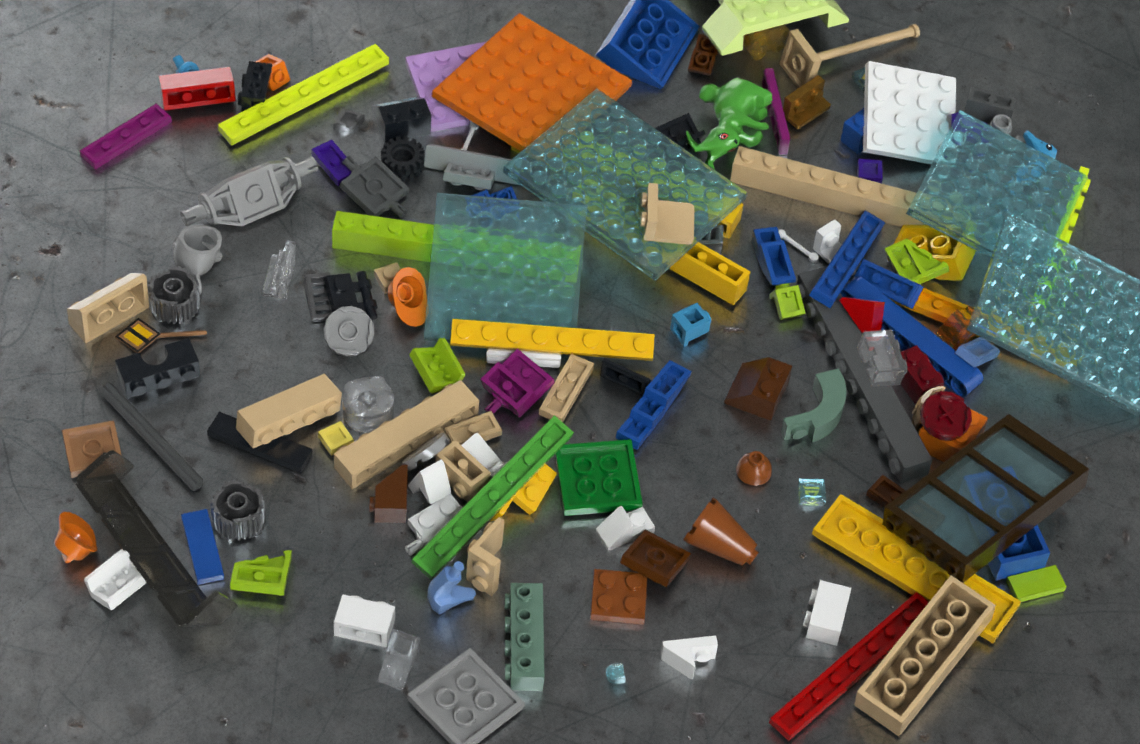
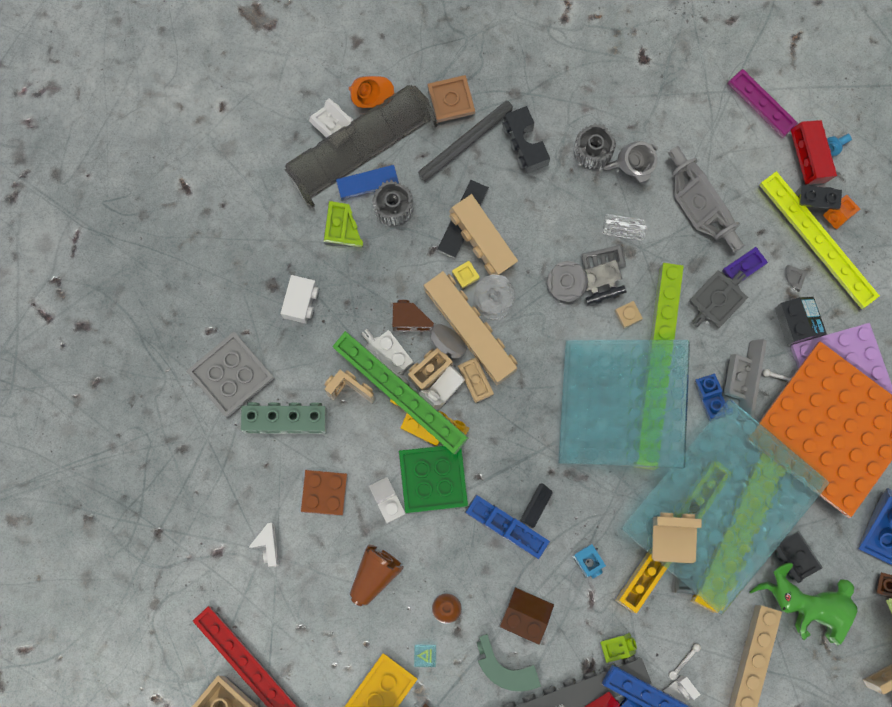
camera: 95 degrees right, 25 degrees up
(109, 306) = (582, 97): tan slope -> none
(140, 335) = (562, 127): piece -> none
(399, 659) = (260, 324): clear slope -> none
(404, 148) = (762, 313): black tyre -> none
(409, 296) = (601, 326): orange piece -> none
(432, 482) = (418, 344): white slope -> none
(437, 365) = (535, 351): lime bracket -> none
(445, 593) = (320, 358): medium blue animal -> none
(516, 384) = (519, 413): magenta plate -> none
(542, 359) = (550, 421): white axle -> none
(552, 339) = (563, 444): yellow plate -> none
(566, 388) = (519, 455): tan plate -> none
(615, 674) = (252, 488): clear light blue hinge -> none
(655, 558) = (353, 521): reddish brown plate -> none
(772, 256) = (663, 637): blue slope -> none
(776, 113) = (835, 650): magenta tile -> none
(806, 103) = (845, 680): pearl gold bracket -> none
(828, 612) = (304, 659): white brick -> none

